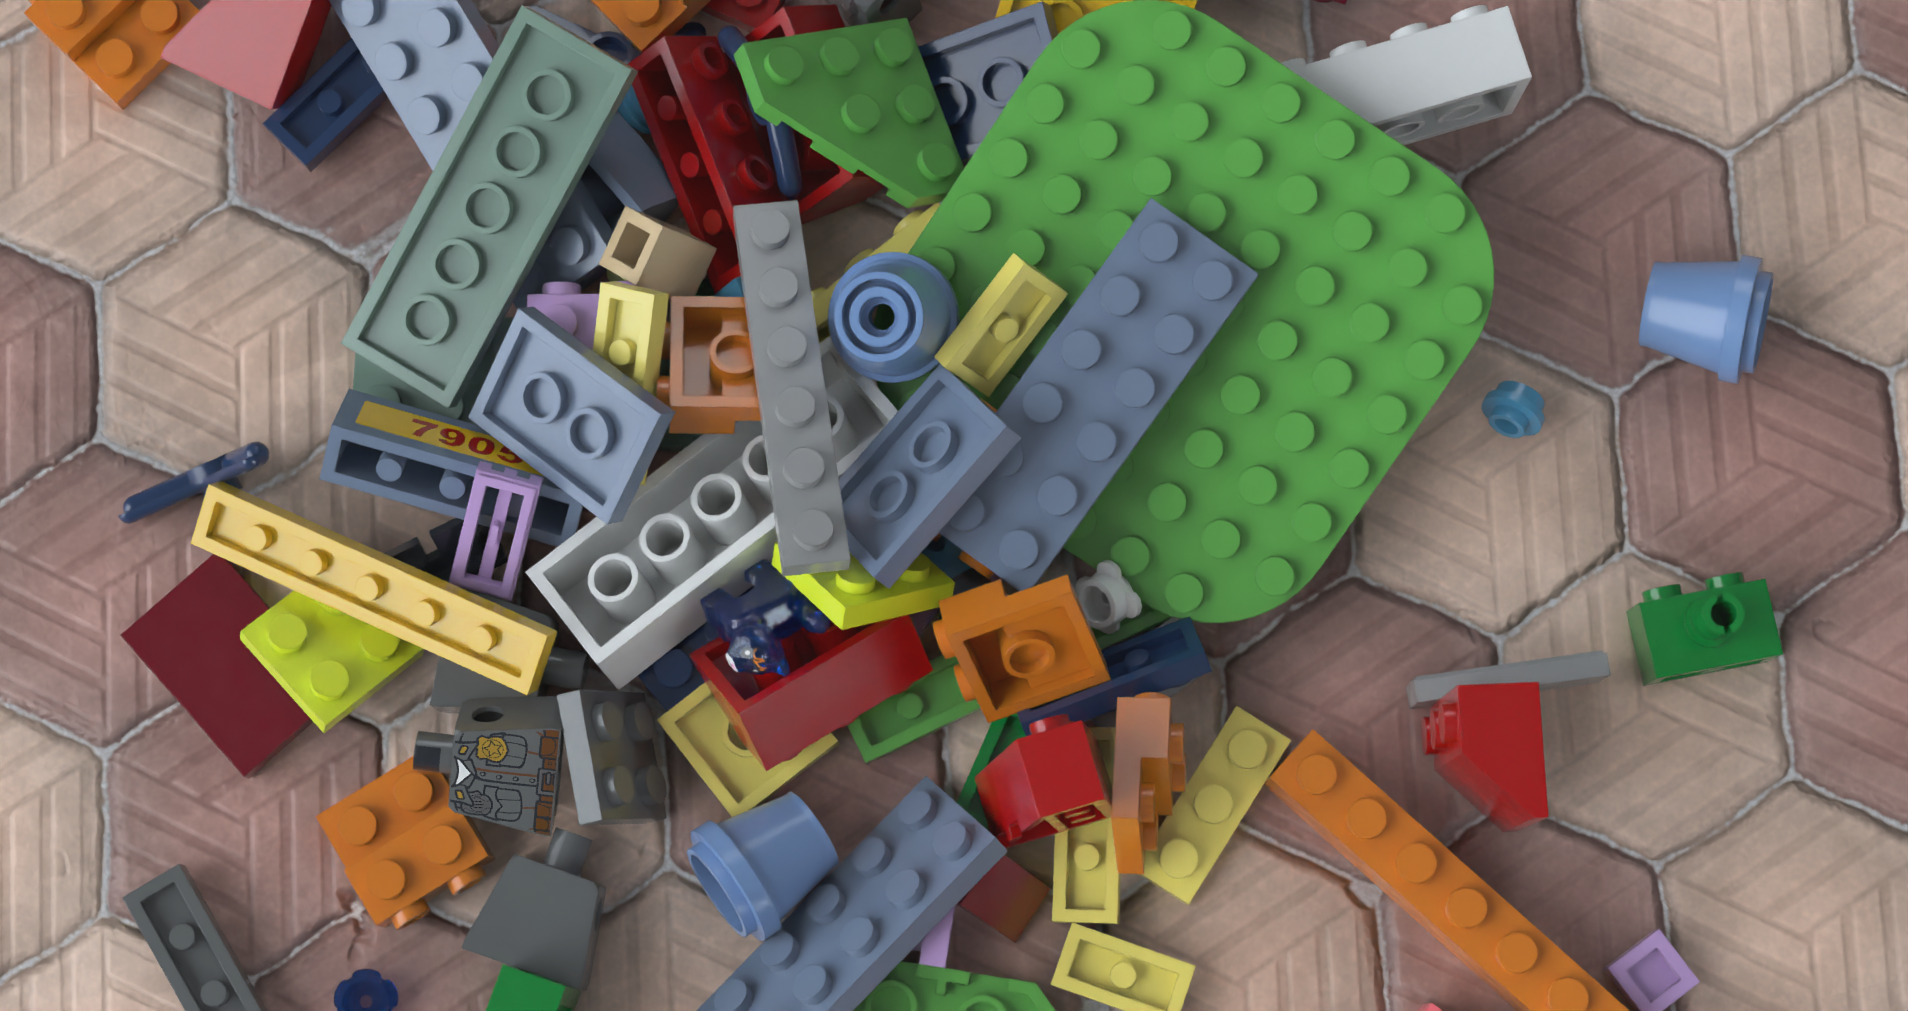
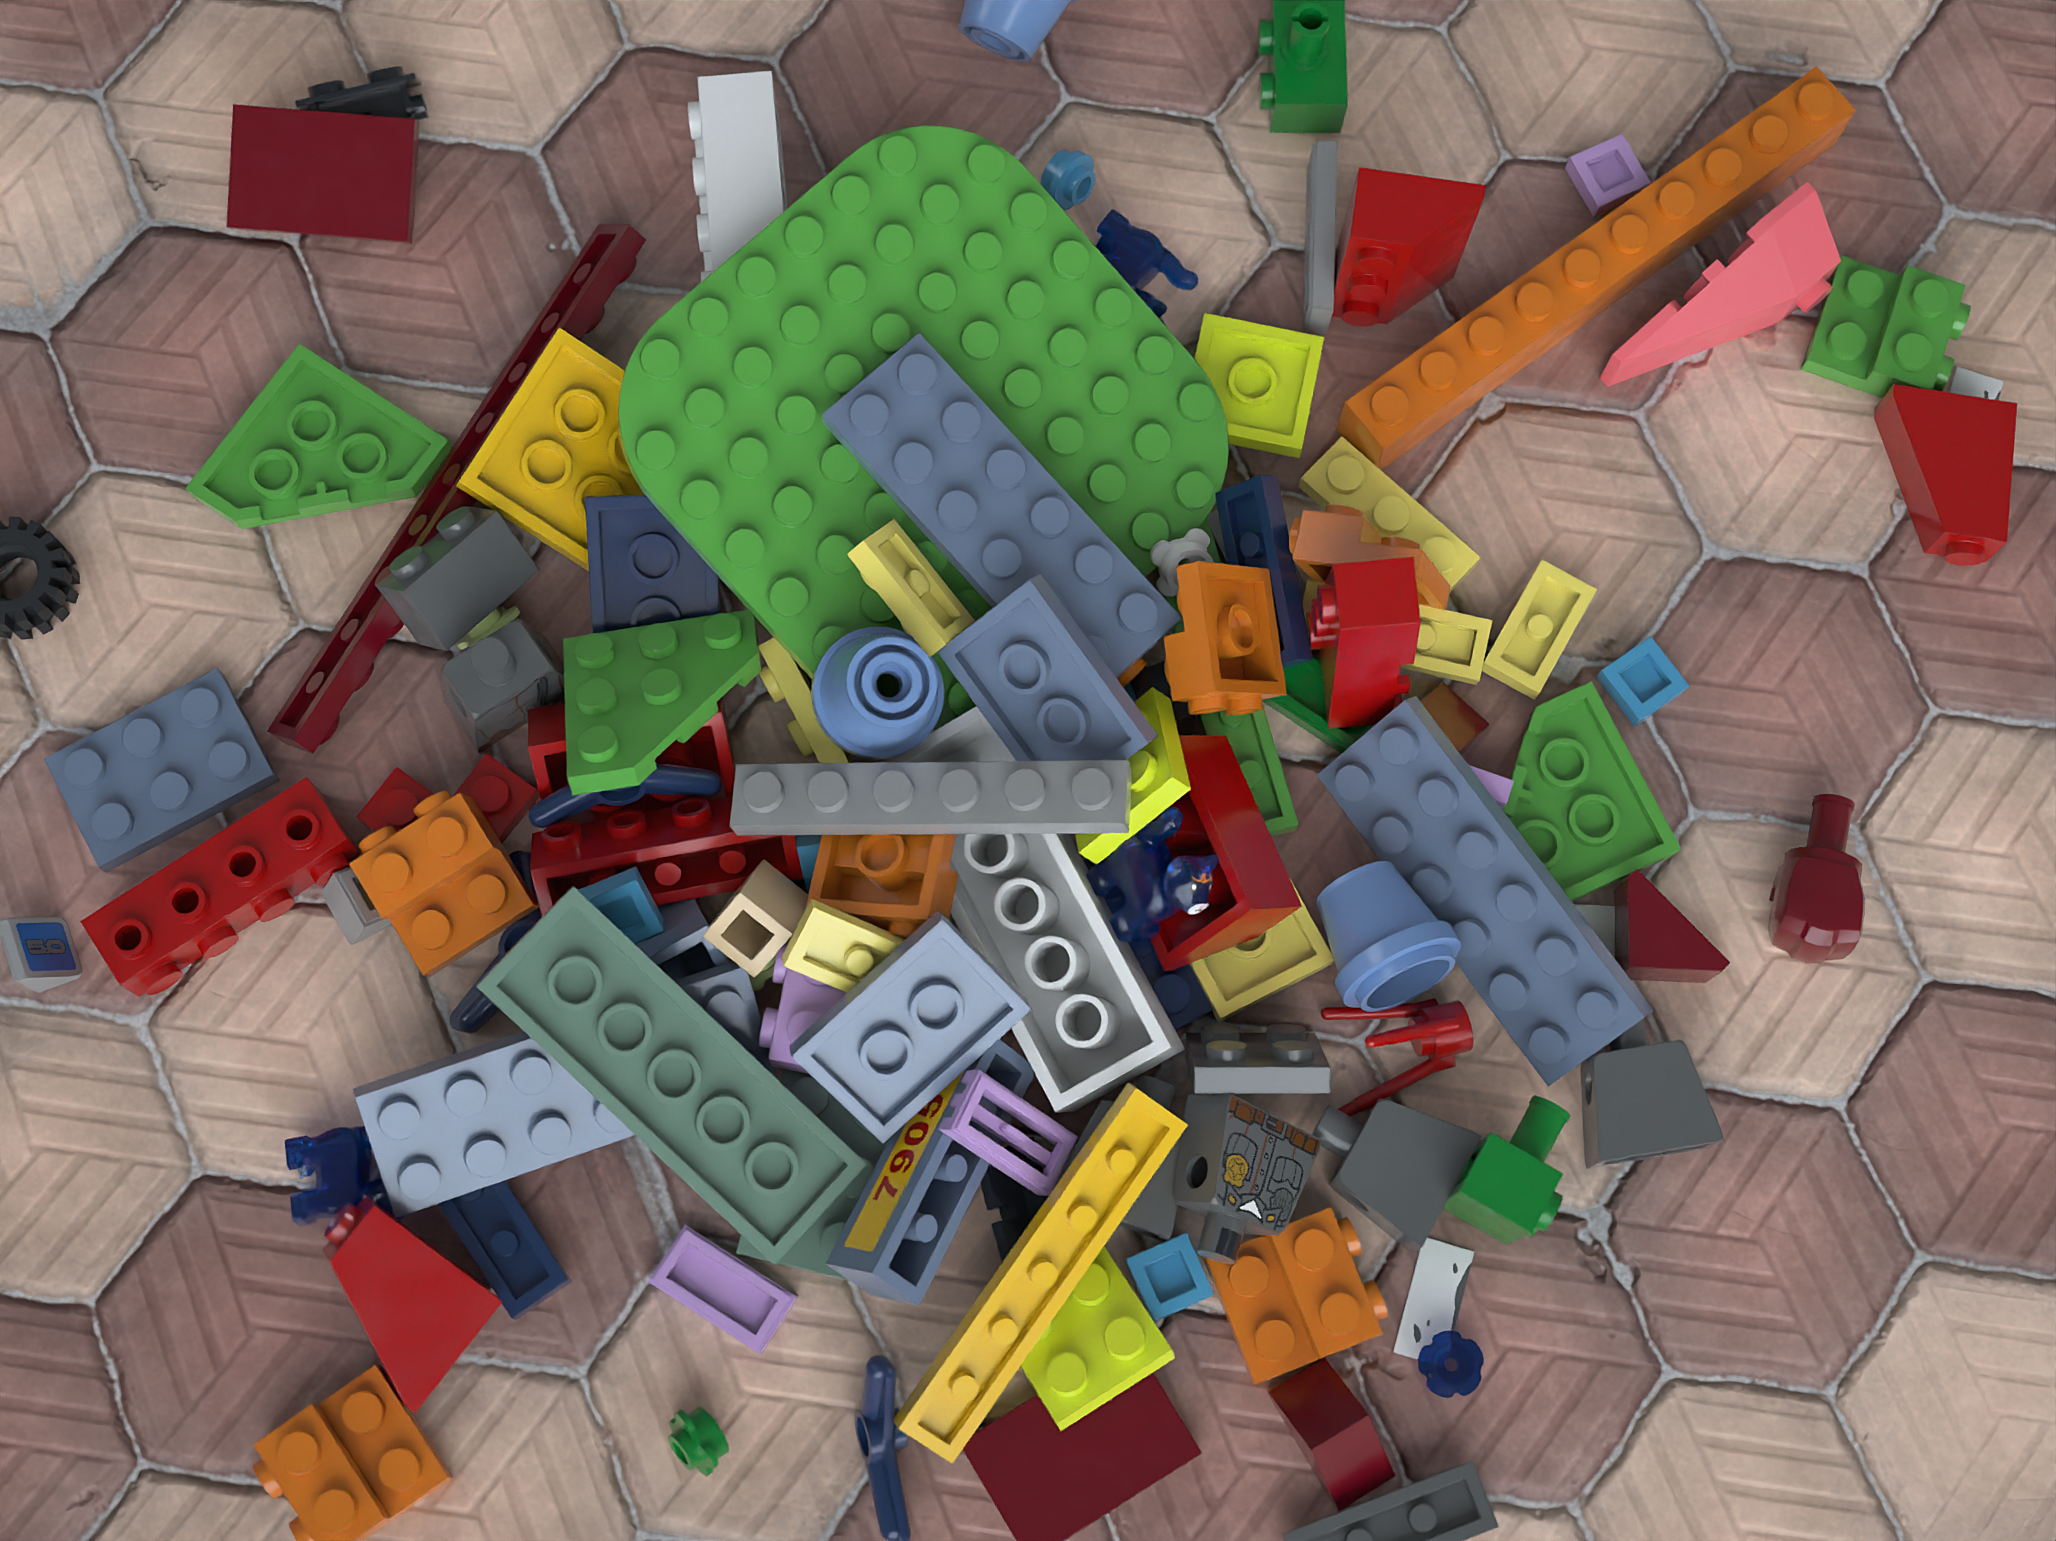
camera: 85 degrees left, 5 degrees down
(181, 313) = (697, 1440): none -> green plate
(282, 896) = (1333, 1433): none -> dark red slope
(325, 308) = (723, 1289): none -> lavender tile
(398, 714) = (1169, 1277): none -> dark azure plate
(433, 977) = (1433, 1295): none -> white sticker
(643, 128) = (627, 904): none -> dark azure plate
(683, 936) = (1433, 1031): none -> red plant
(1331, 642) = (1262, 381): none -> neon yellow plate
(1427, 488) = (1140, 258): none -> clear blue animal

